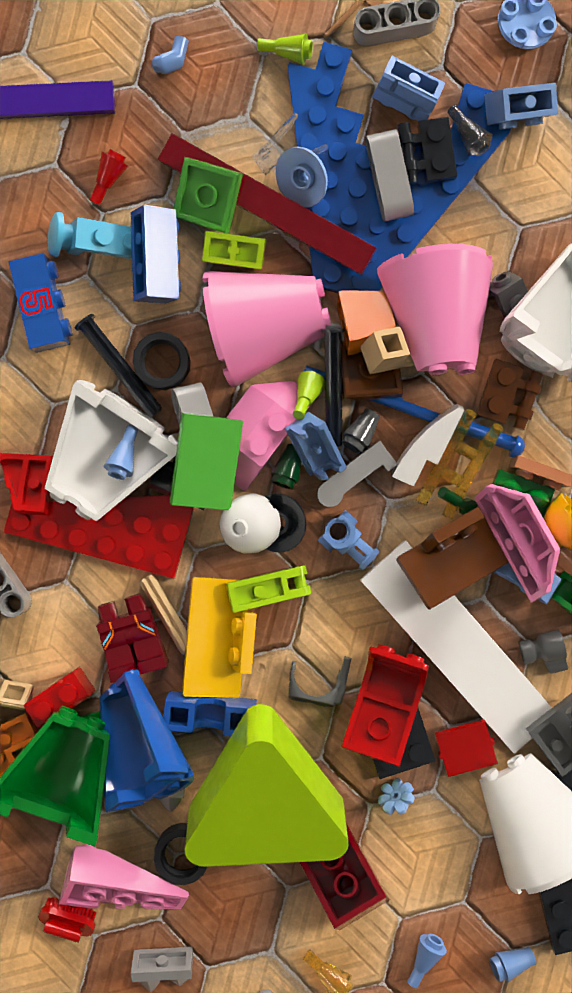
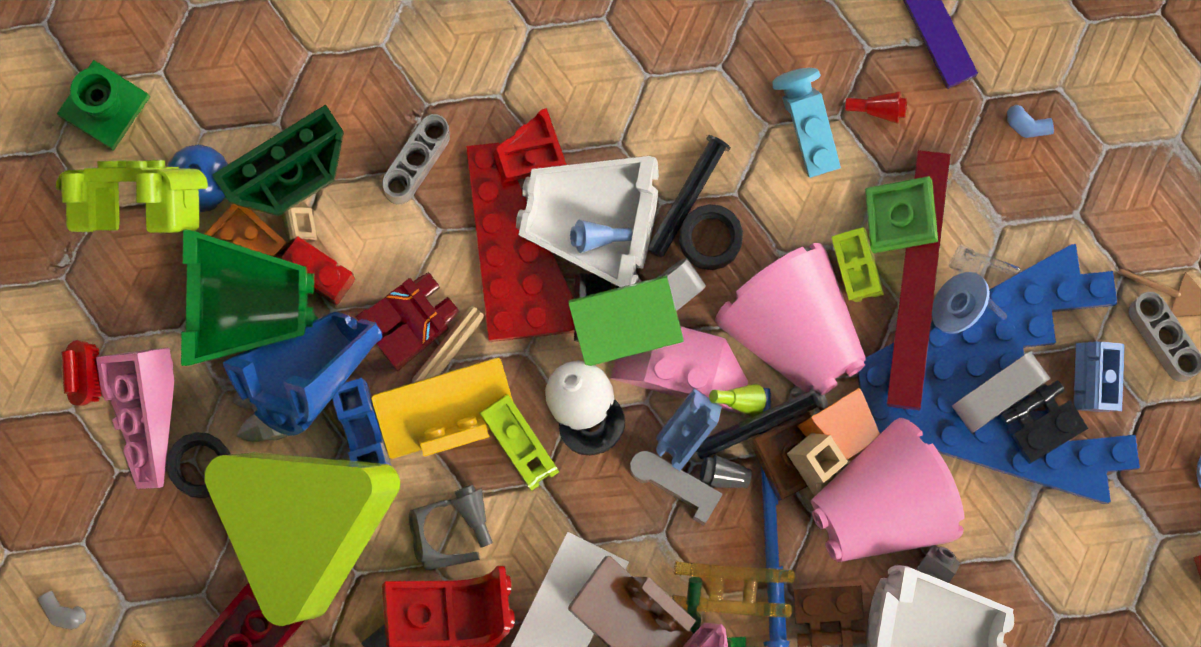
camera: 65 degrees right, 10 degrees down
(40, 302) = (719, 91): blue brick -> none
(155, 254) = (817, 186): brick -> none
(160, 964) = (67, 481): light grey tile -> none
(287, 469) = (651, 411): dark green cone -> none
(294, 47) = (1092, 243): lime cone -> none
(305, 647) = (471, 507): none -> dark grey cone
(349, 541) = (603, 507): medium blue connector -> none
(427, 445) = (737, 547): white slope -> none
(474, 137) = (1079, 463): clear smoke cone -> none
(521, 104) = (1134, 499): medium blue brick -> none

